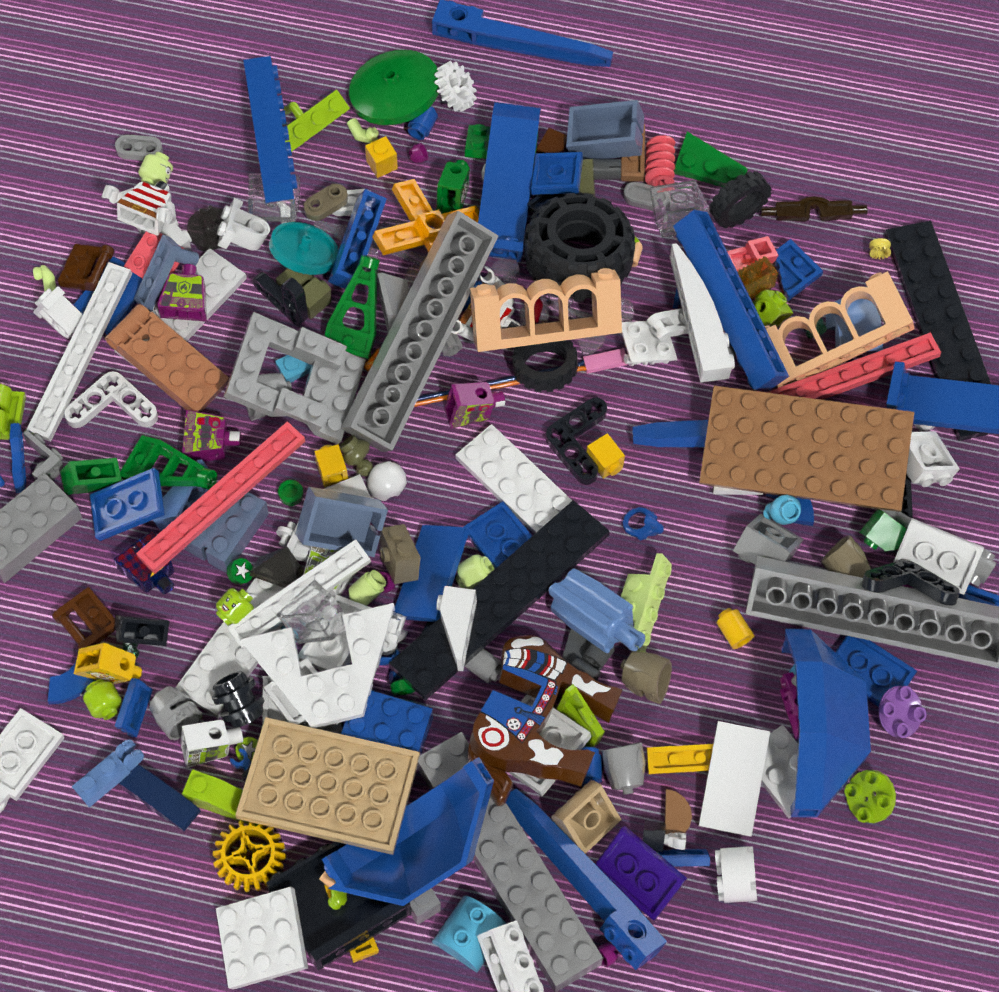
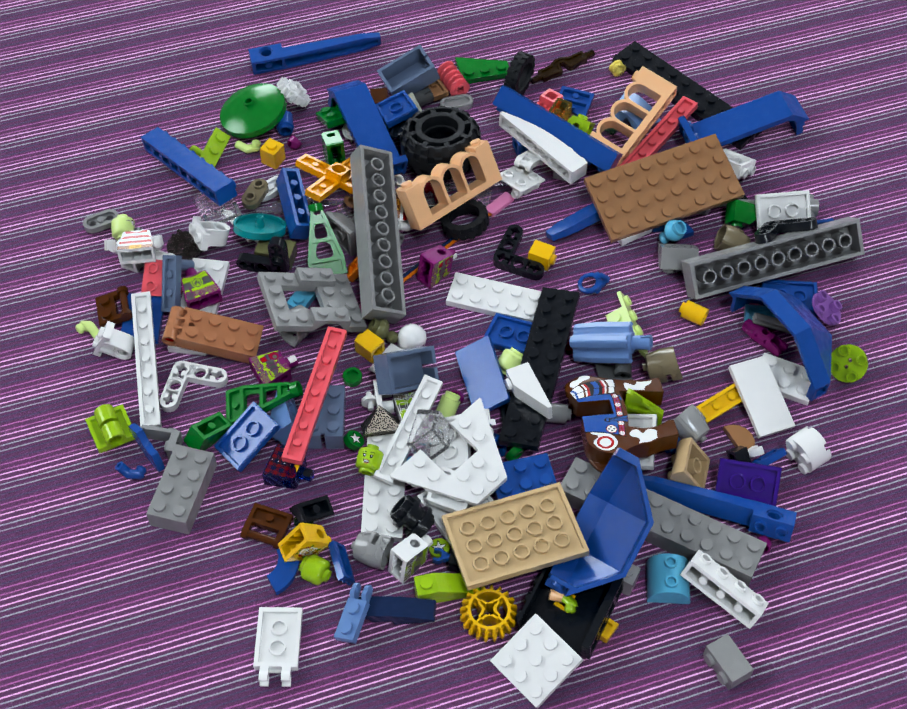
camera: 30 degrees left, 10 degrees down
(399, 554) = (456, 373): dark tan brick -> none
(674, 202) = (479, 98): clear slope -> none

